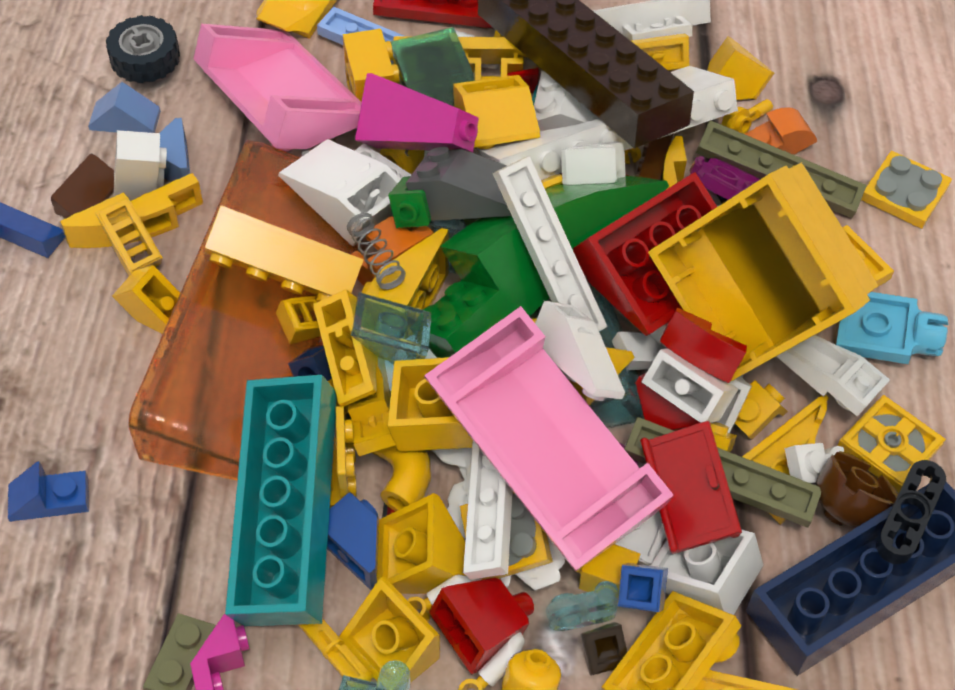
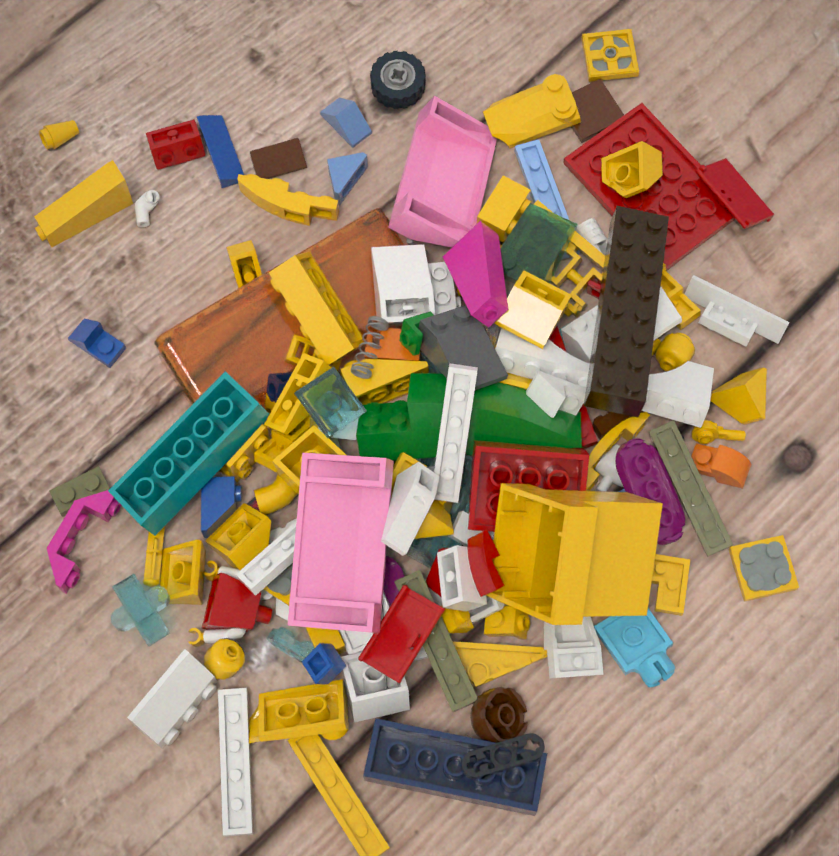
camera: 45 degrees right, 15 degrees up
(138, 163) = (310, 171): white brick -> none
(140, 231) = (255, 224): yellow slope -> none
(604, 647) = (284, 674): dark brown slope -> none
(668, 51) = (709, 341): yellow plate -> none
(808, 460) = (494, 676): white plate -> none
(891, 441) = (559, 709): yellow piece -> none

